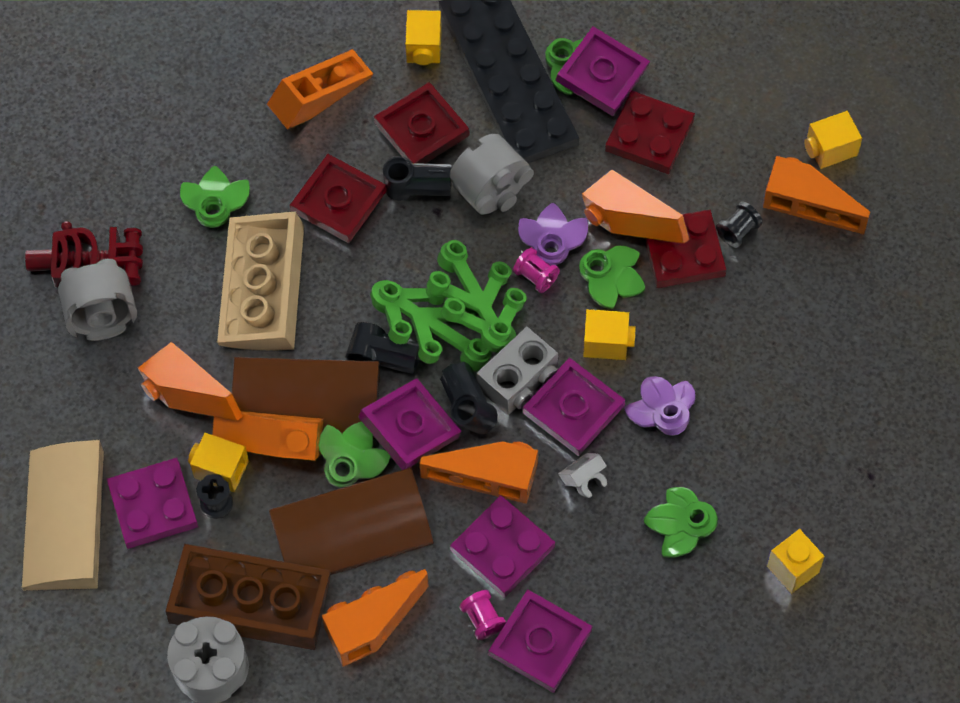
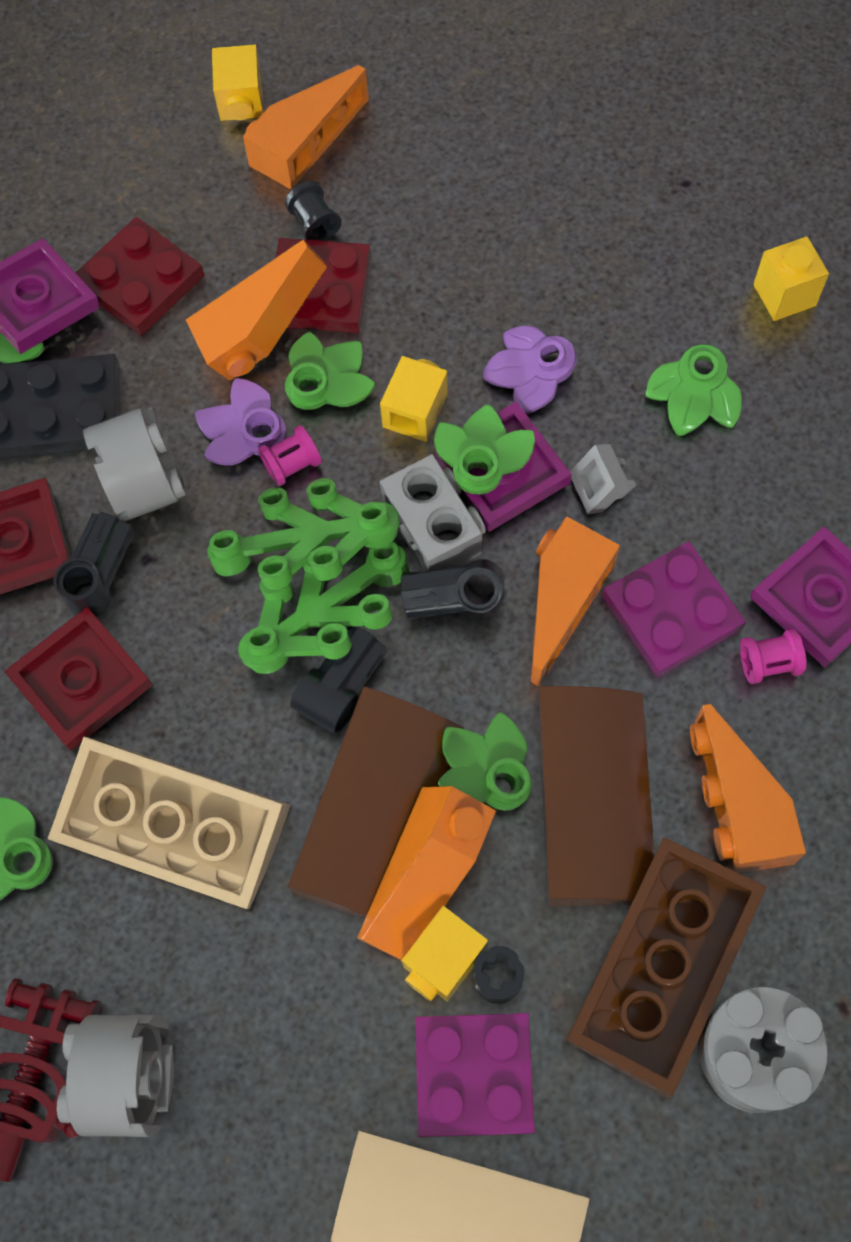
camera: 70 degrees left, 5 degrees up
(186, 385) = (311, 970): orange slope -> none
(409, 424) = (470, 673): magenta plate -> none
(579, 384) = (485, 446): none -> bright green plate

